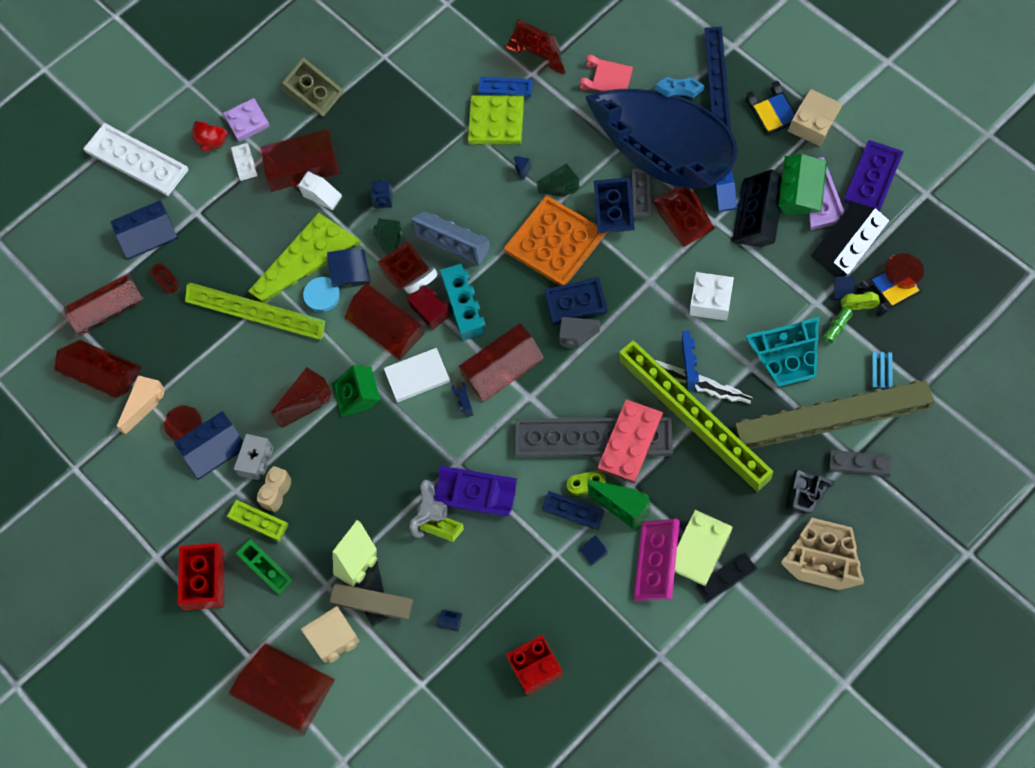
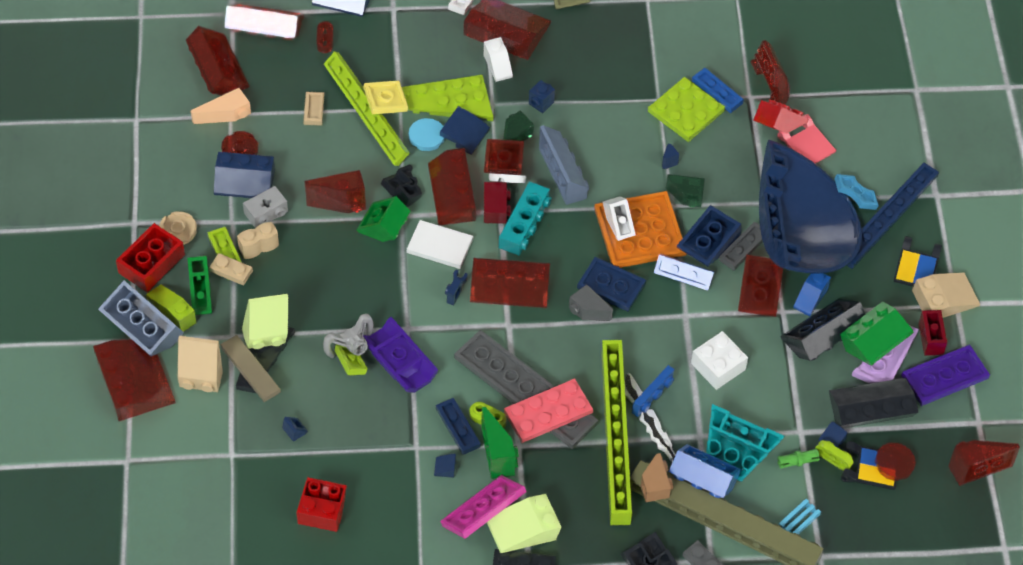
camera: 30 degrees right, 10 degrees down
(197, 530) = (180, 225): none -> tan tile
(212, 344) = (314, 108): none -> tan tile
(243, 636) = (140, 320): none -> sand blue slope
(257, 602) = (173, 307): none -> lime slope
(264, 290) = (385, 97): none -> light yellow tile
(276, 532) = (231, 269): none -> tan plate
(343, 351) = (403, 185): none -> black slope
(535, 243) = (619, 217): none -> white slope
(574, 72) = (779, 116): none -> red slope
(619, 248) = (684, 272): none -> plate
(765, 430) = (655, 481): none -> medium nougat slope
(790, 392) = (704, 471): none -> brick
(837, 151) = (932, 332): none -> dark red brick
(957, 226) = (981, 458): none -> clear red slope

